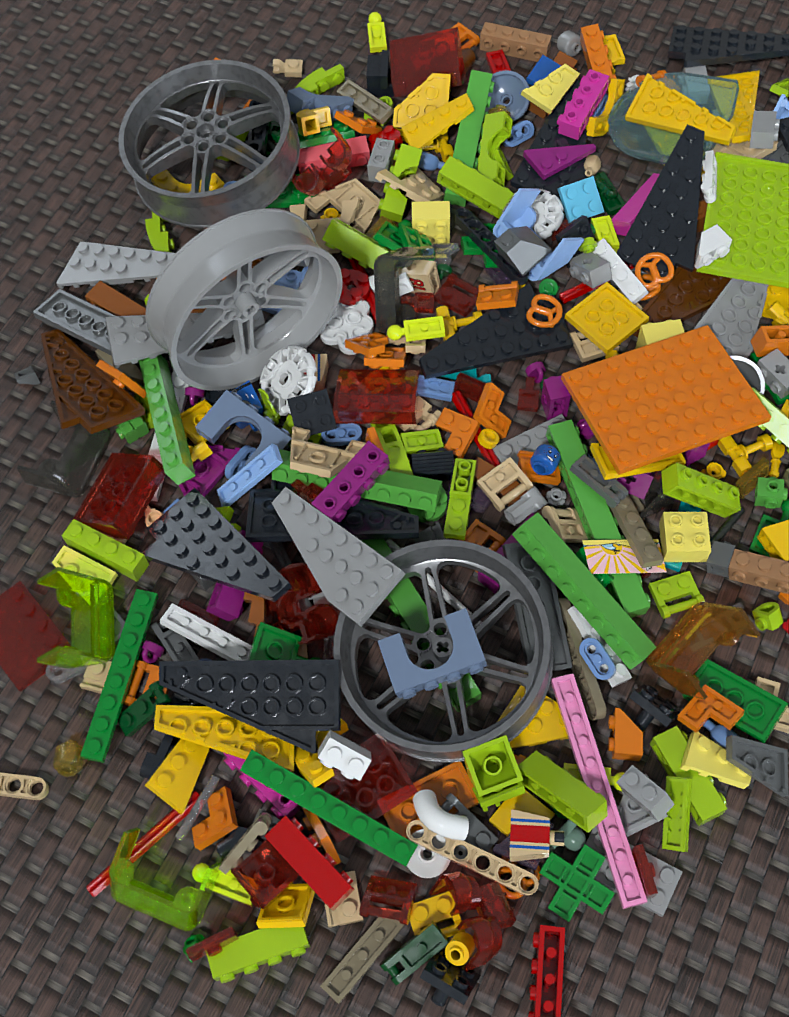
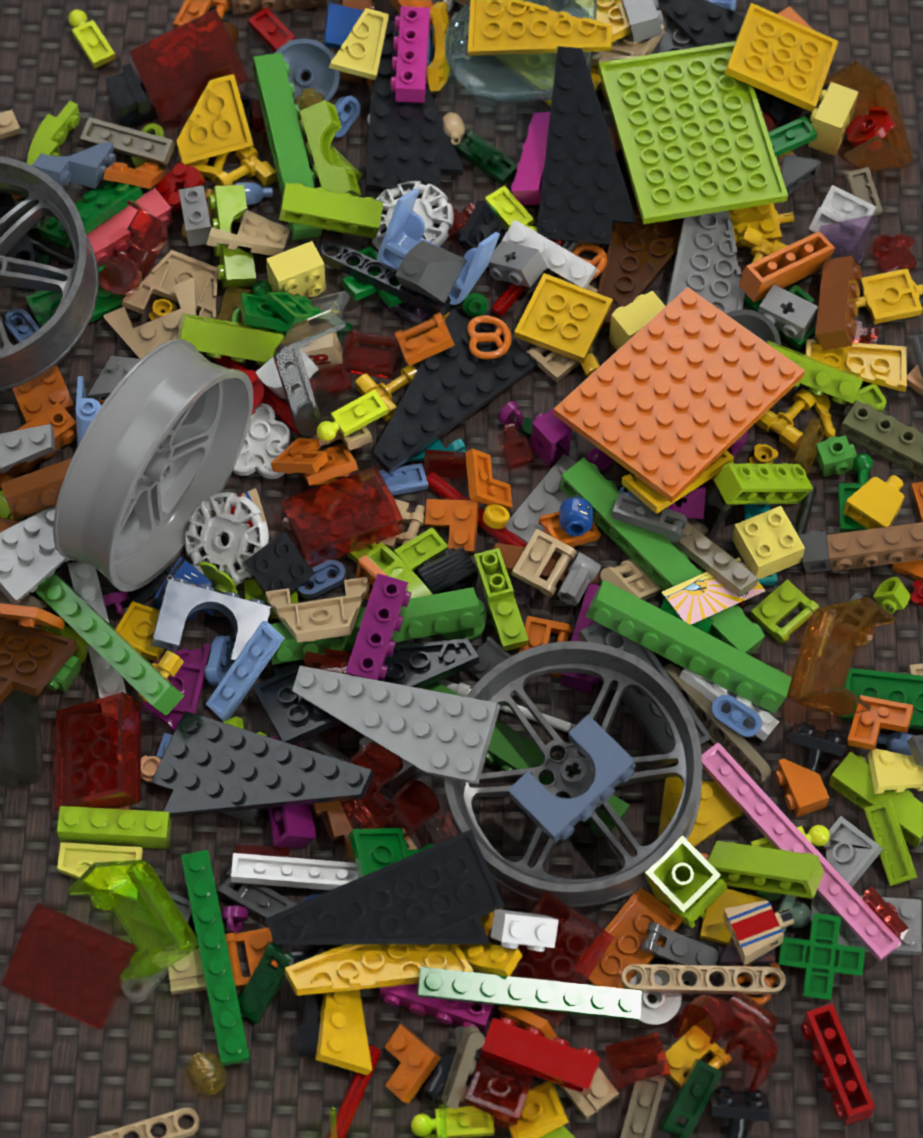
camera: 30 degrees left, 0 degrees up
(198, 806) = (381, 1060): clear bar -> none
(312, 120) = (84, 191): yellow brick -> none
(429, 126) = (233, 151): yellow wing -> none
(437, 819) = (652, 953): white cylinder -> none
(460, 948) = (732, 1066): yellow brick -> none
(552, 160) = (407, 139): magenta wing -> none
(556, 502) = (606, 560): light grey plate -> none
(580, 199) = (462, 178): medium azure plate -> none
(588, 245) = (504, 235): lime plate -> none
(645, 793) = (851, 834): light grey brick -> none
(653, 269) = (591, 238): orange piece -> none
(709, 178) = (608, 101): white plate -> none
(712, 245) = (649, 188): white slope -> none

